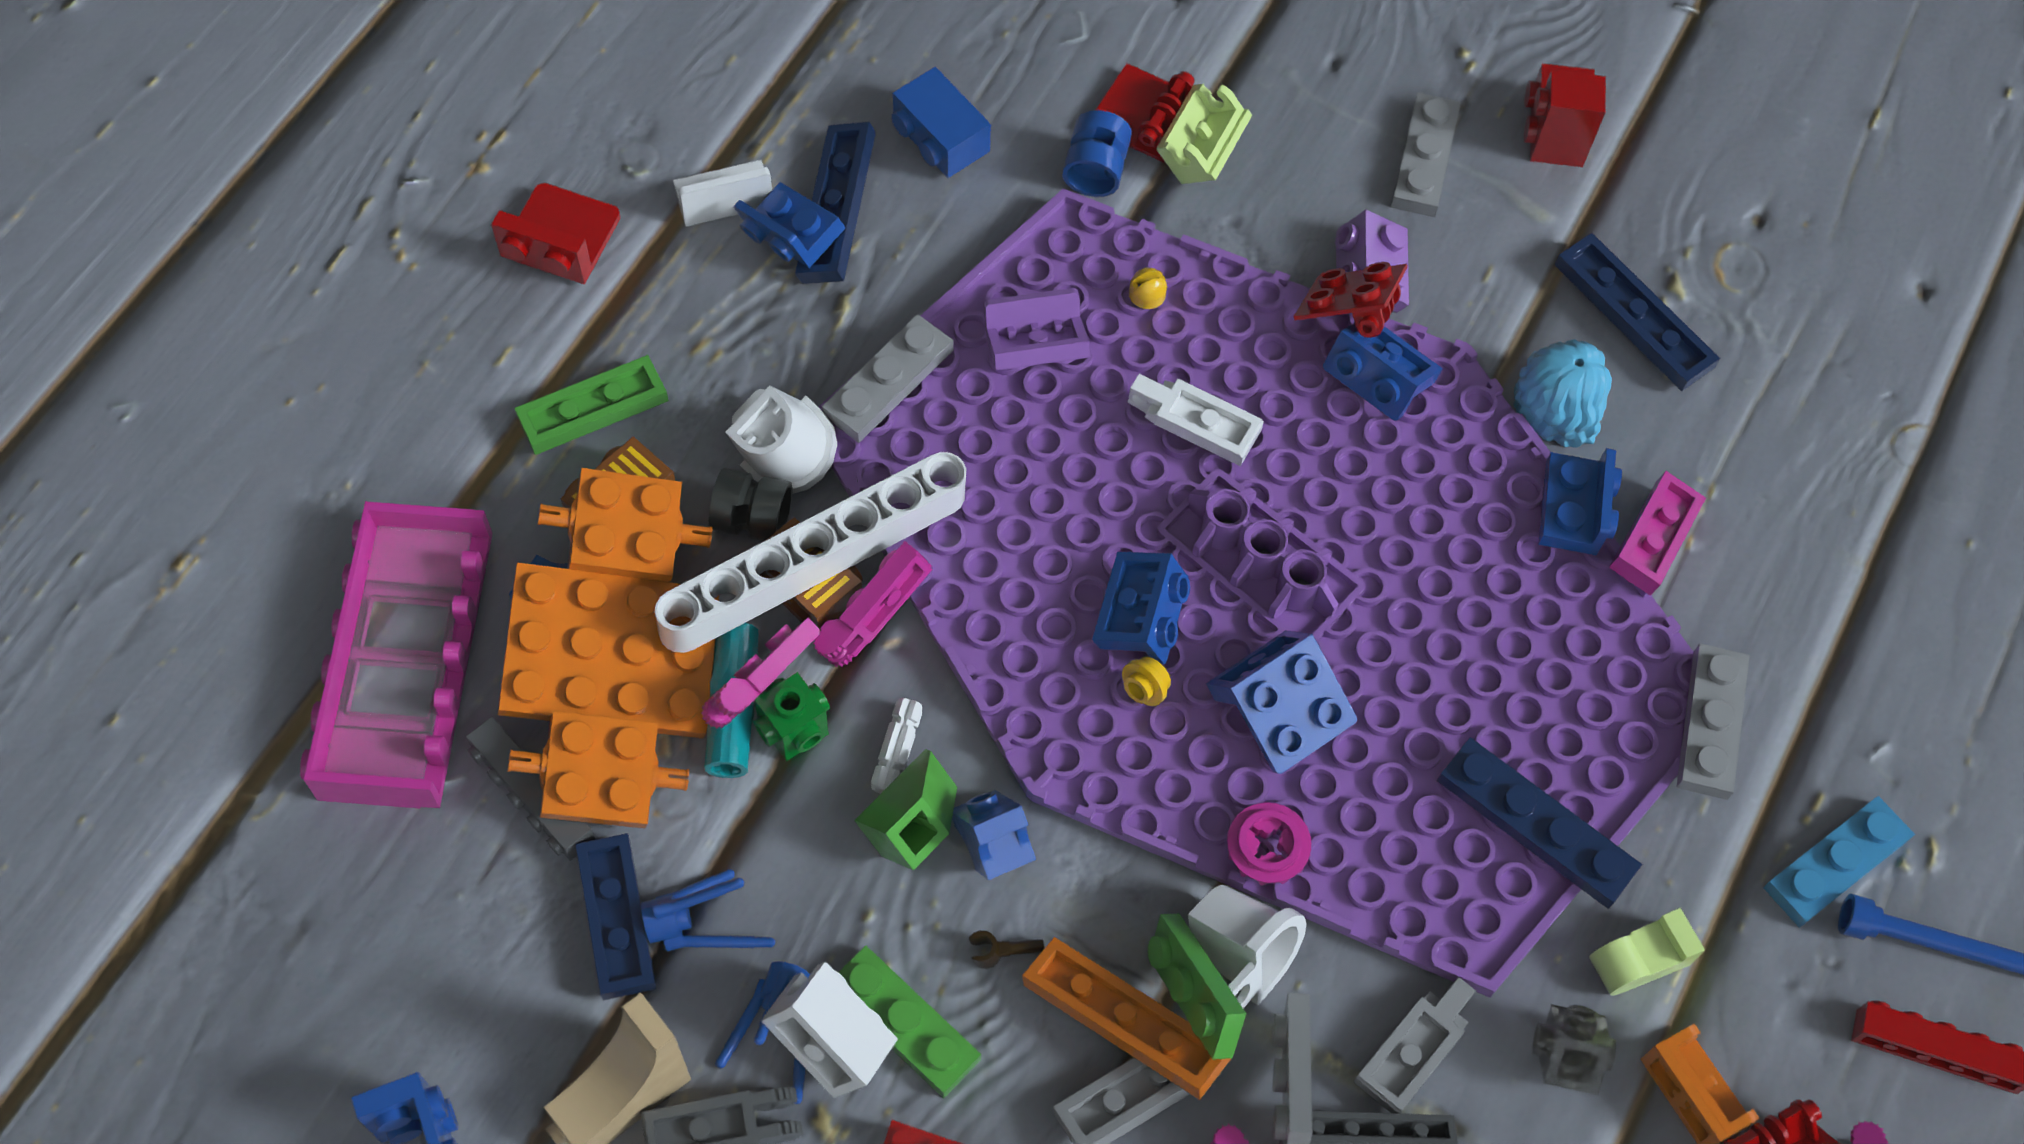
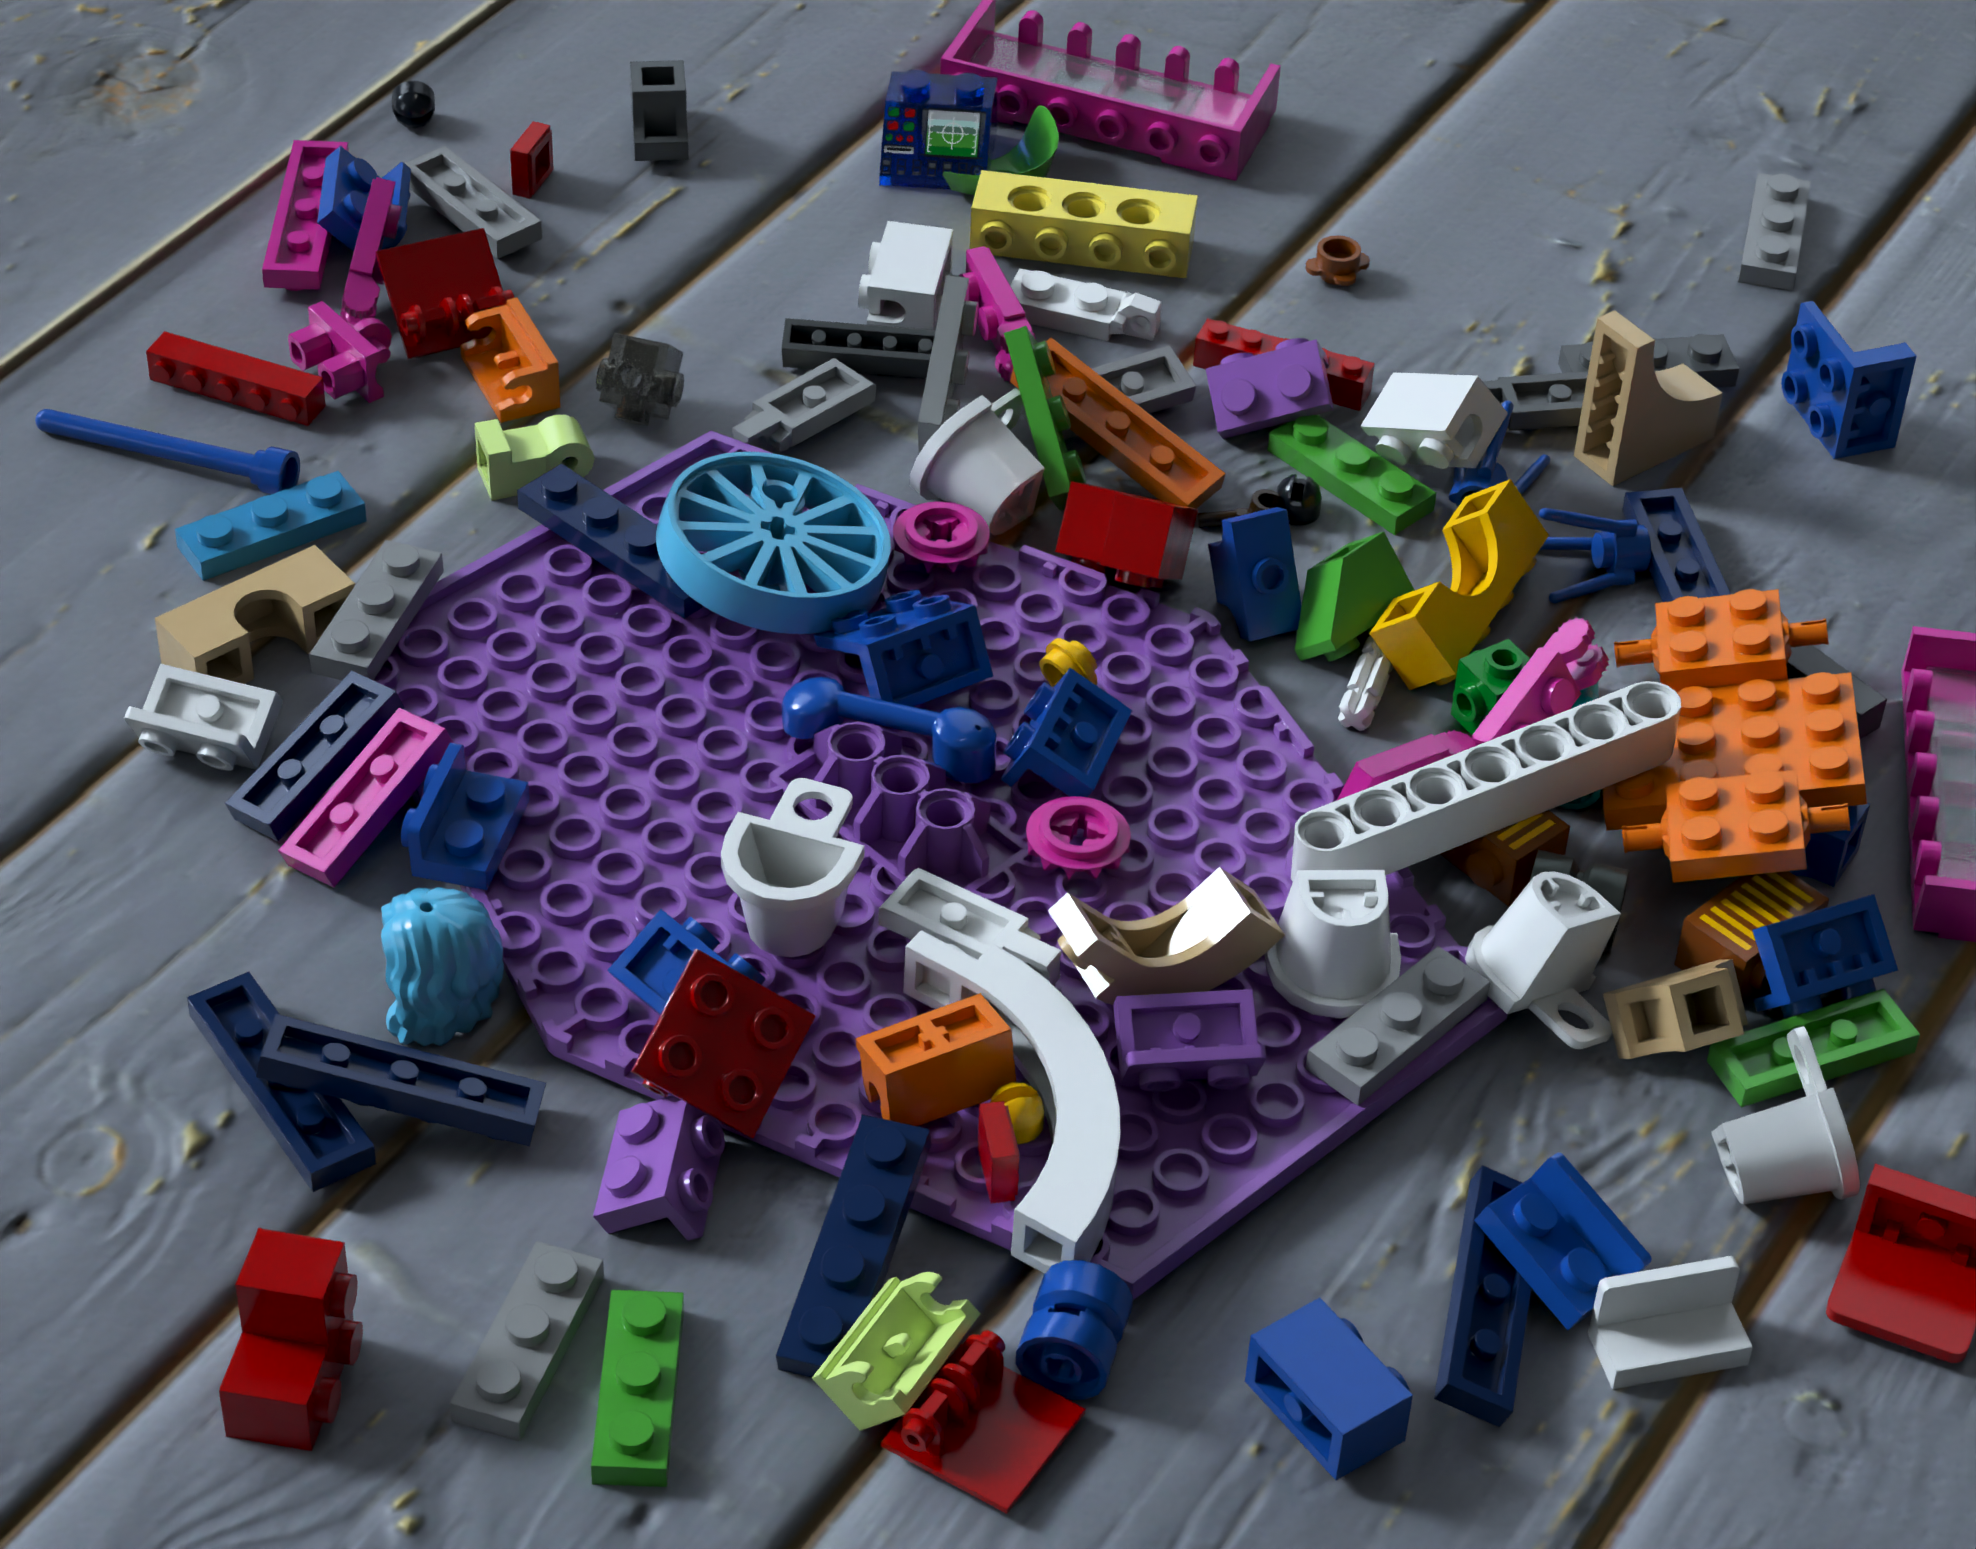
camera: 175 degrees left, 20 degrees down
(572, 448) = (1824, 952): none -> blue bracket
(628, 302) = (1792, 1146): none -> white container
(682, 412) = (1677, 1011): none -> tan brick
(786, 883) = (1490, 549): none -> yellow arch
(932, 417) = (1335, 942): none -> white container
(966, 974) = (1303, 489): none -> black hinge
(982, 1097) = (1269, 387): none -> medium lavender bracket
(1050, 406) = (1181, 950): none -> tan arch
(1098, 867) = (1126, 532): none -> red brick
(1109, 501) = (1055, 823): none -> dark pink gear
(1118, 304) = (1065, 1064): none -> white arch
(1157, 241) = (998, 1152): none -> red tile
(1206, 299) = (937, 1061): none -> orange hinge
(1224, 590) = (960, 736): none -> blue piece
(1239, 207) = (854, 1240): none -> dark blue plate
(1333, 411) = (792, 870): none -> white container
(1353, 129) = (638, 1389): none -> bright green plate
(1430, 784) = (773, 542): none -> medium azure piece
(1557, 292) = (401, 1080): none -> dark blue plate
(1709, 575) = (313, 756): none -> dark blue plate
(1808, 611) = (206, 717): none -> white bracket
(1832, 694) = (283, 600): none -> tan arch
(1853, 1085) = (343, 351): none -> dark pink hips

